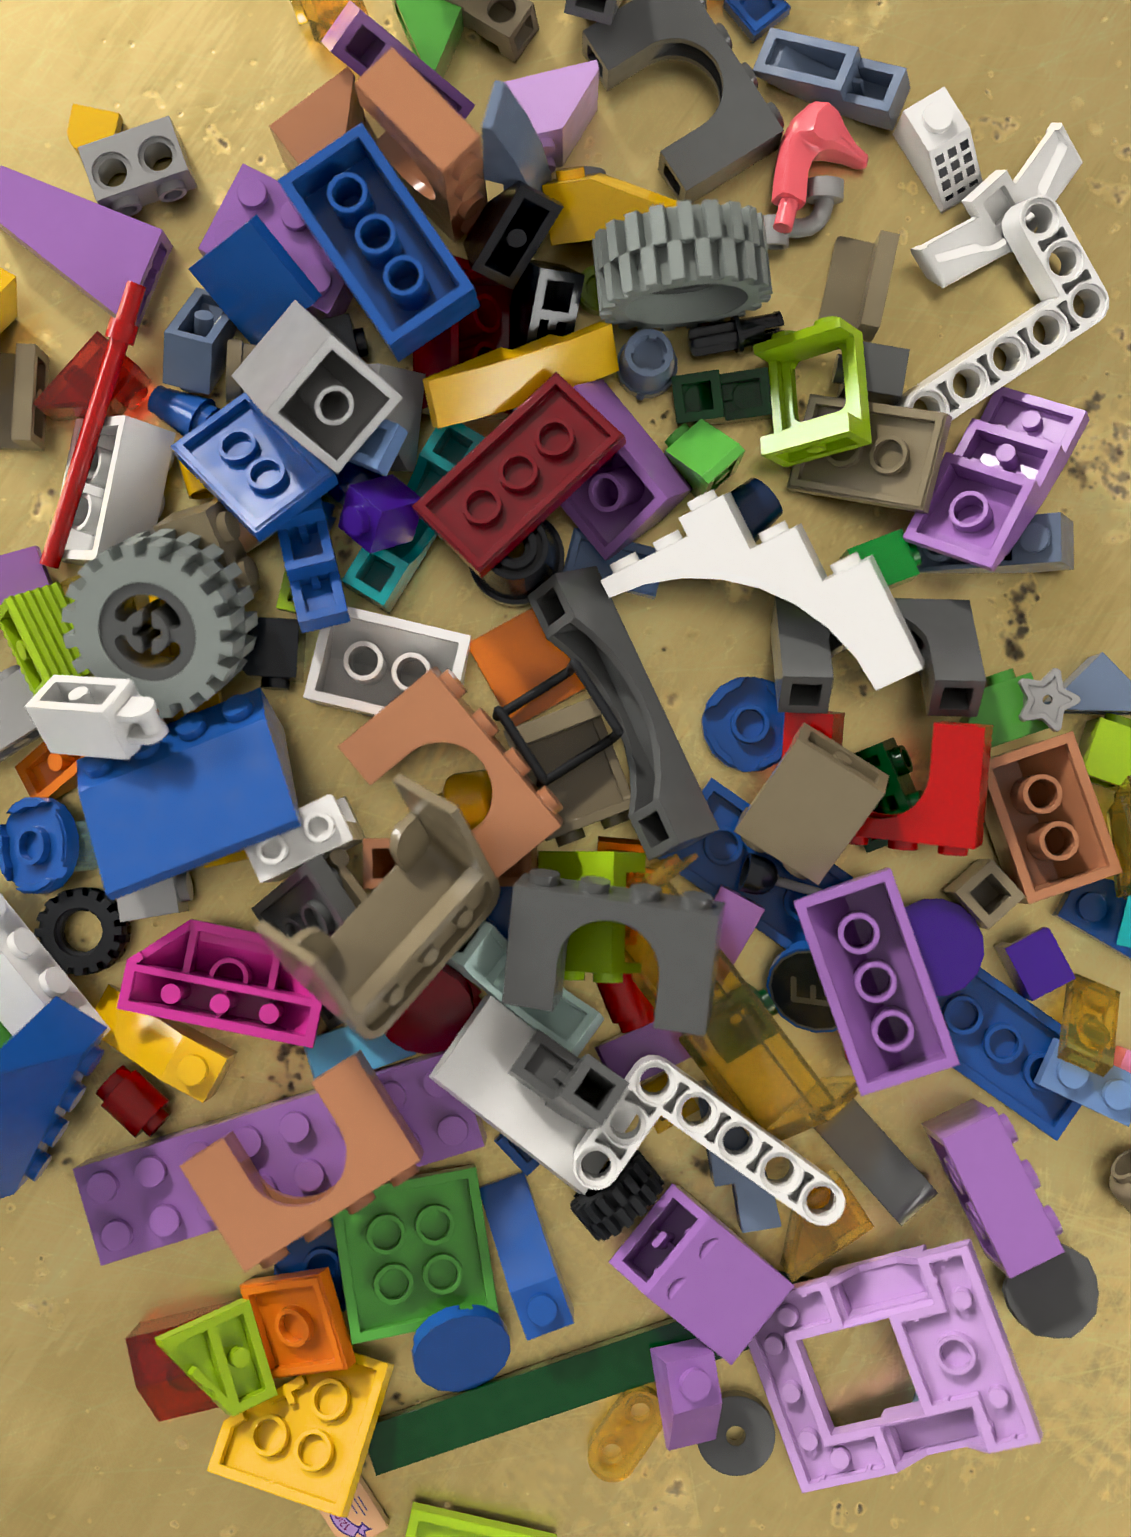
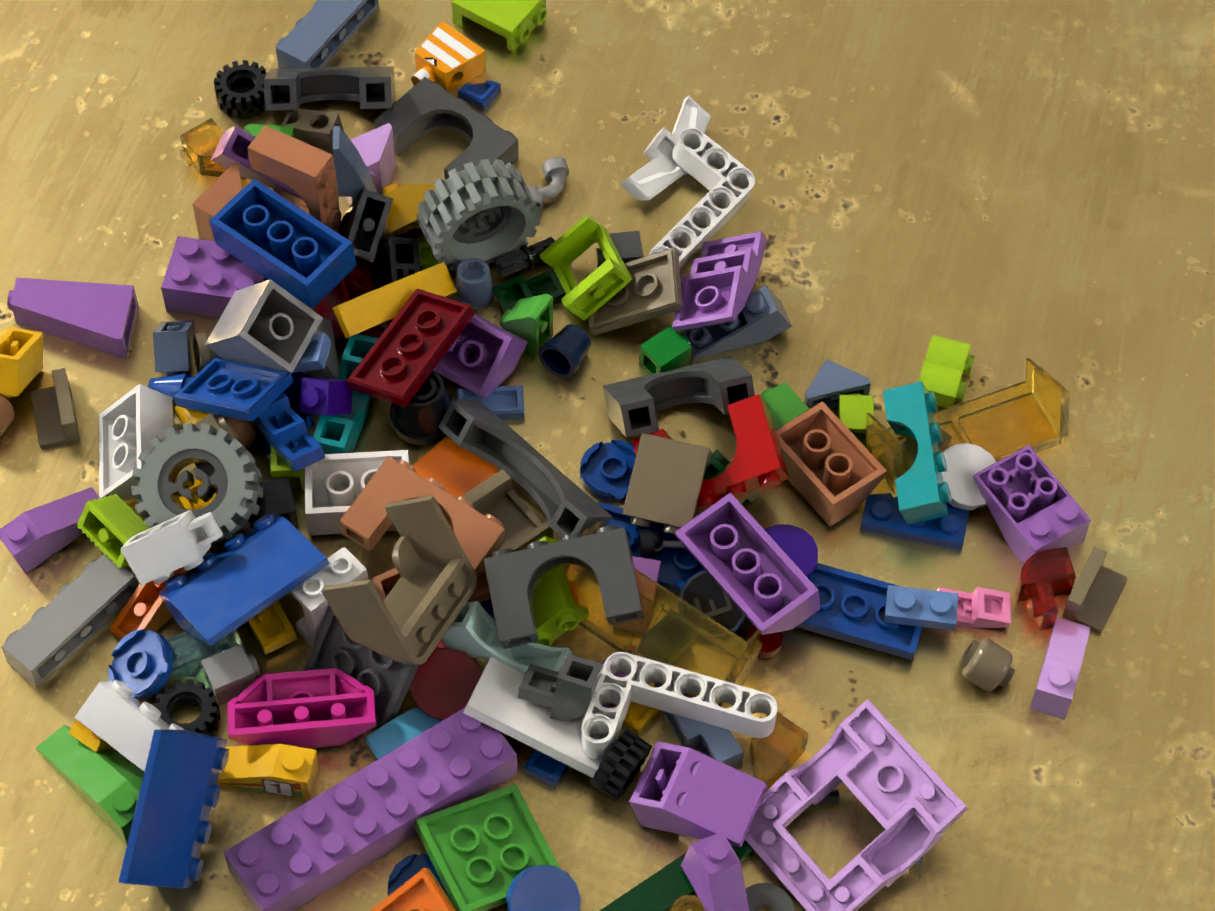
camera: 15 degrees left, 30 degrees down
(72, 388) = (106, 383): clear red slope -> none
(91, 124) = (69, 254): yellow tile -> none
(121, 333) = (123, 344): red bar -> none
(134, 1102) = (252, 810): red brick -> none
(135, 154) = (107, 259): light grey brick -> none
(253, 279) = (201, 291): blue tile -> none
(263, 1221) = (377, 829): nougat arch -> none
(501, 714) = (455, 490): black piece -> none
(526, 1256) = (574, 836): blue slope -> none
(626, 1004) = (585, 644): red brick -> none
(811, 136) = (539, 143): coral animal -> none
(834, 74) = (541, 111): sand blue slope -> none
(849, 602) = (554, 357): white arch -> none
(860, 281) = (597, 204): dark tan panel -> none
(877, 1162) = (798, 700): dark grey beam -> none
(939, 148) = (618, 129): white slope -> none
(984, 892) = (806, 511): dark tan brick -> none
(995, 1186) = (864, 669): medium lavender brick -> none
(1033, 703) = (795, 397): light grey plate -> none
(1035, 964) = (855, 550): dark purple panel -> none
(1054, 1296) = (950, 748): dark grey hat -> none
(1089, 1025) = (905, 573): clear yellow plate -> none

